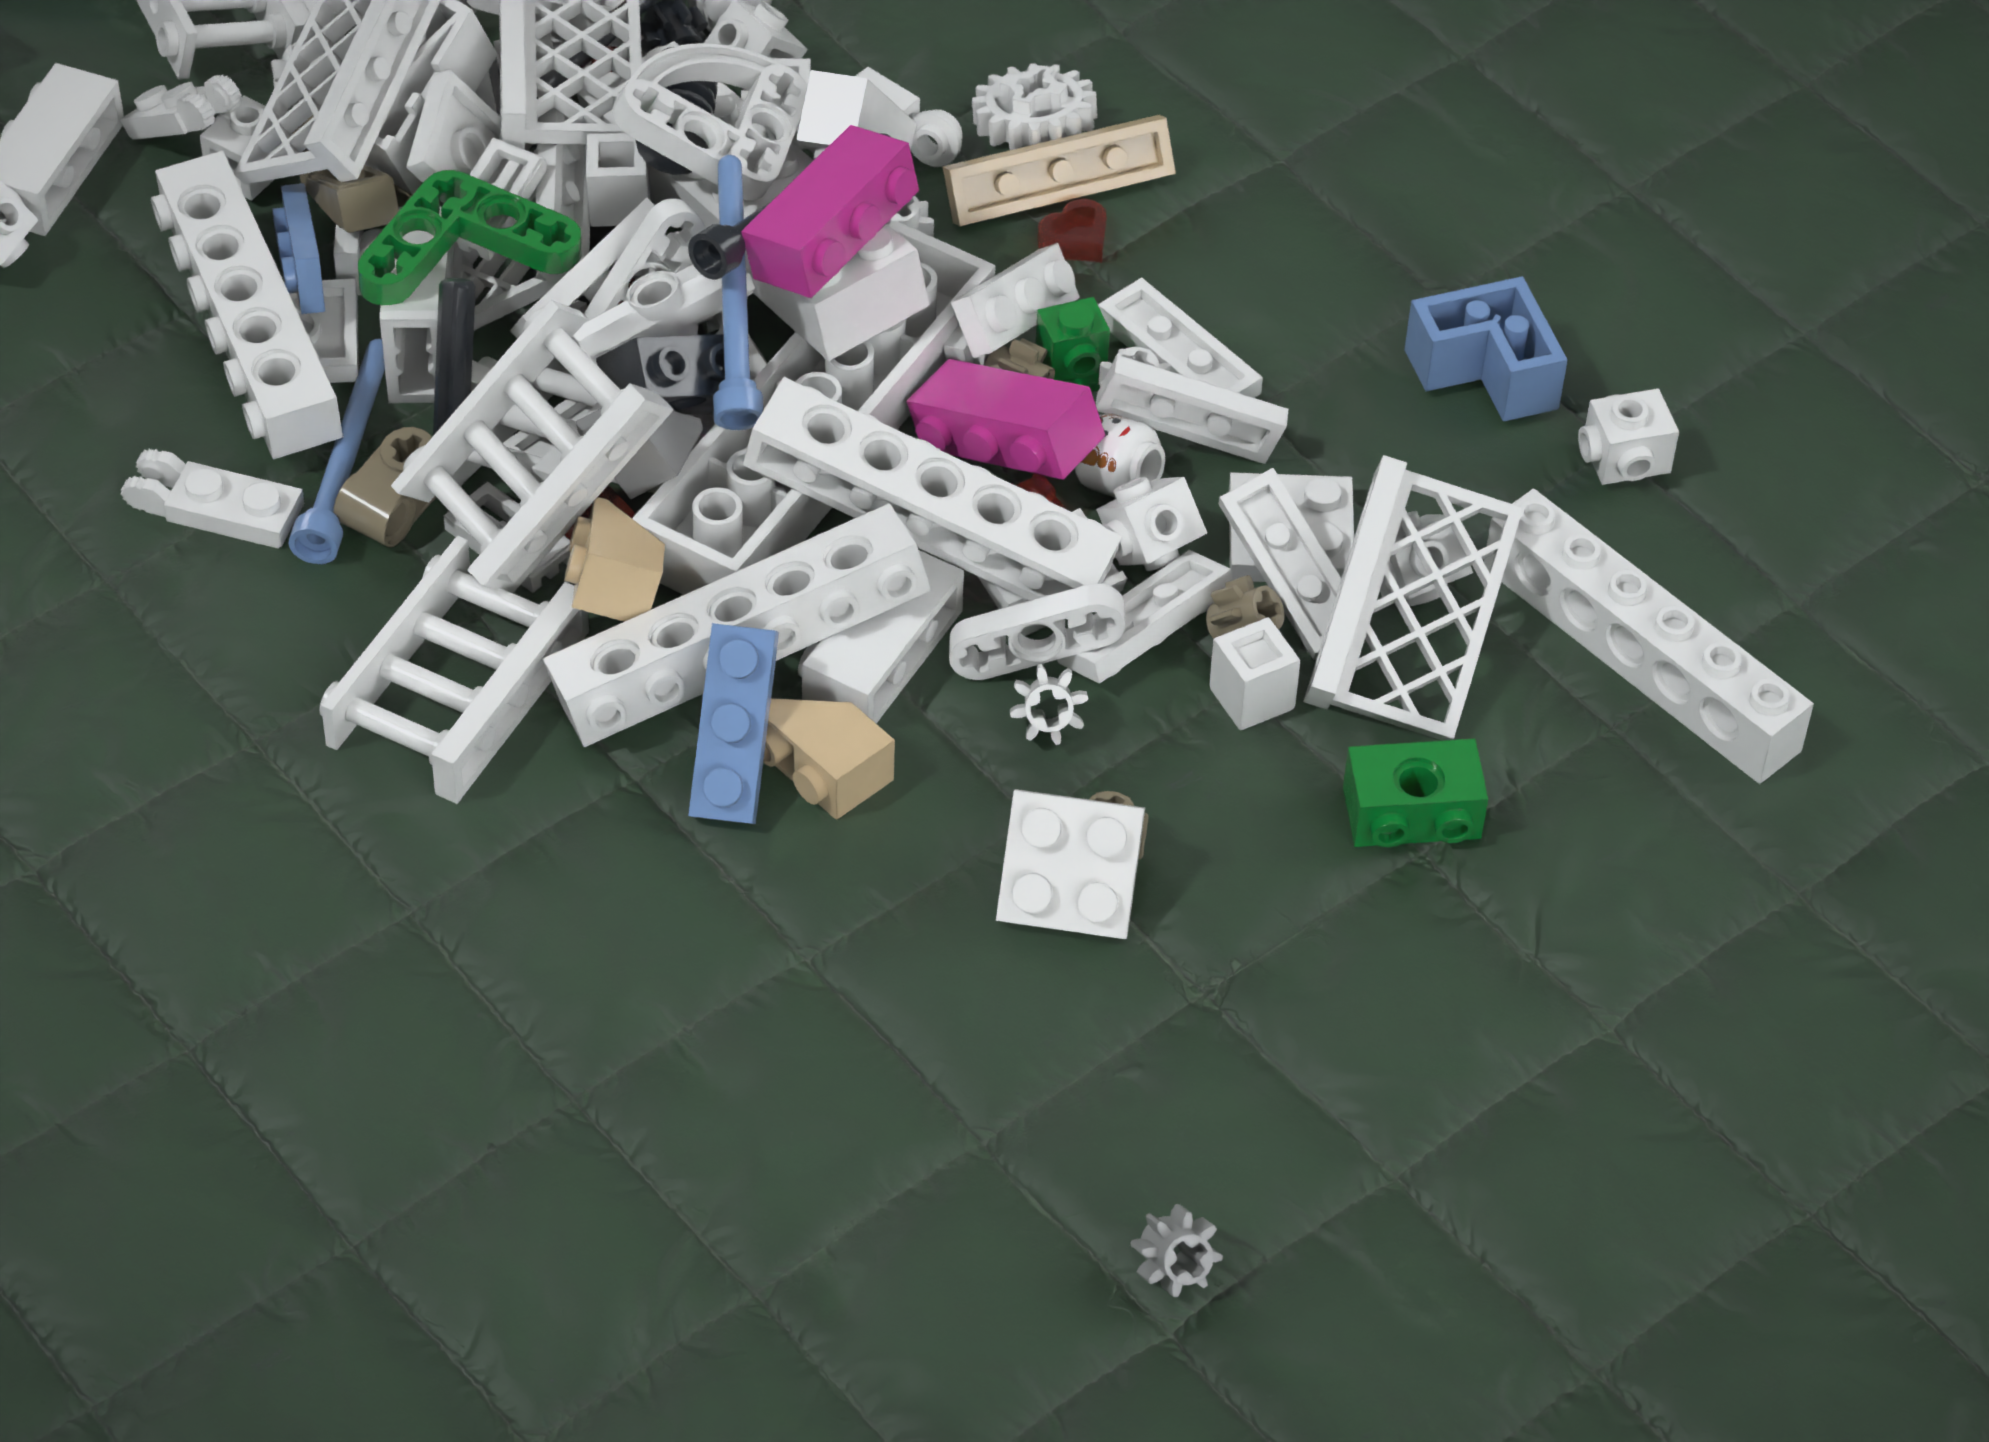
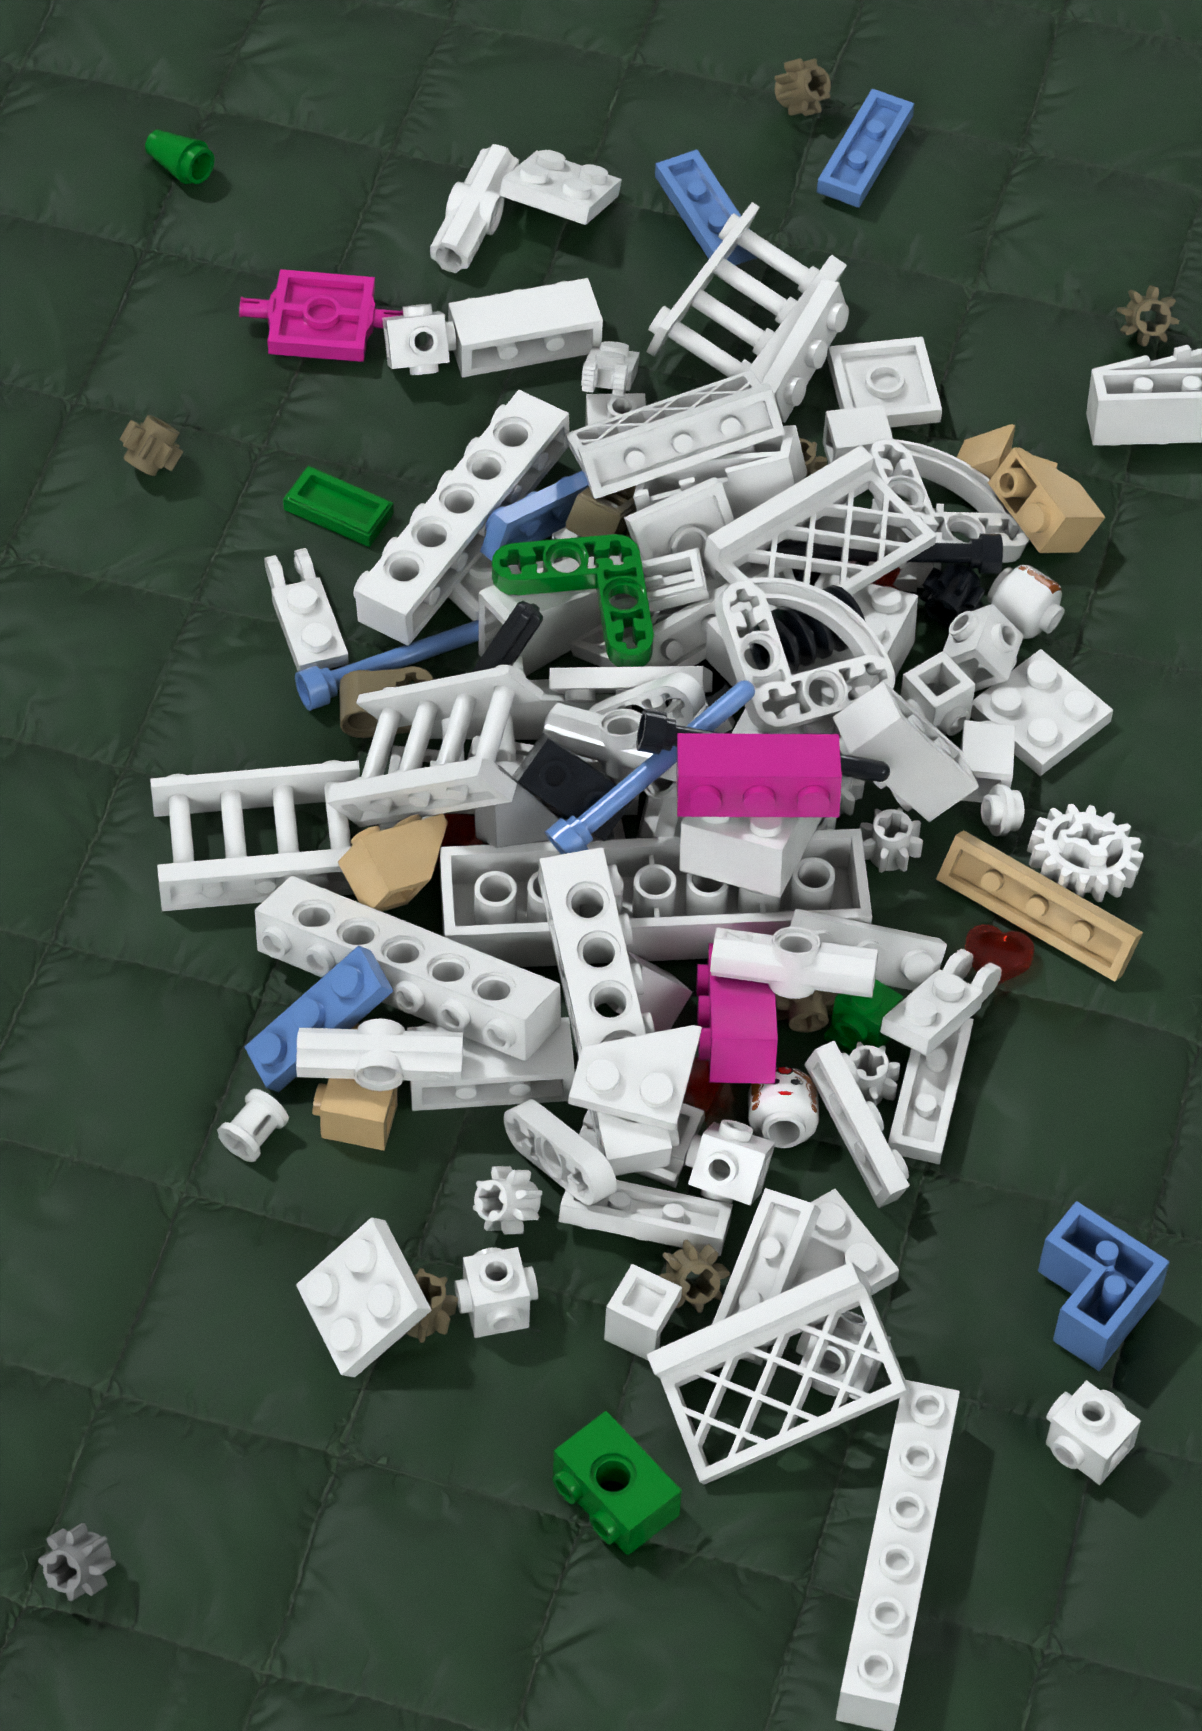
camera: 55 degrees right, 5 degrees up
(108, 406) = (338, 506): none -> green tile
(789, 853) = (253, 1125): none -> white bush
(829, 691) = (379, 1054): none -> white piece
(852, 42) = (1048, 708): none -> white plate
(1010, 334) = (794, 962): none -> white piece
(1039, 507) = (637, 1076): none -> white wing
(1116, 283) = (940, 1004): none -> white hinge
(1144, 762) = (496, 1291): none -> white brick

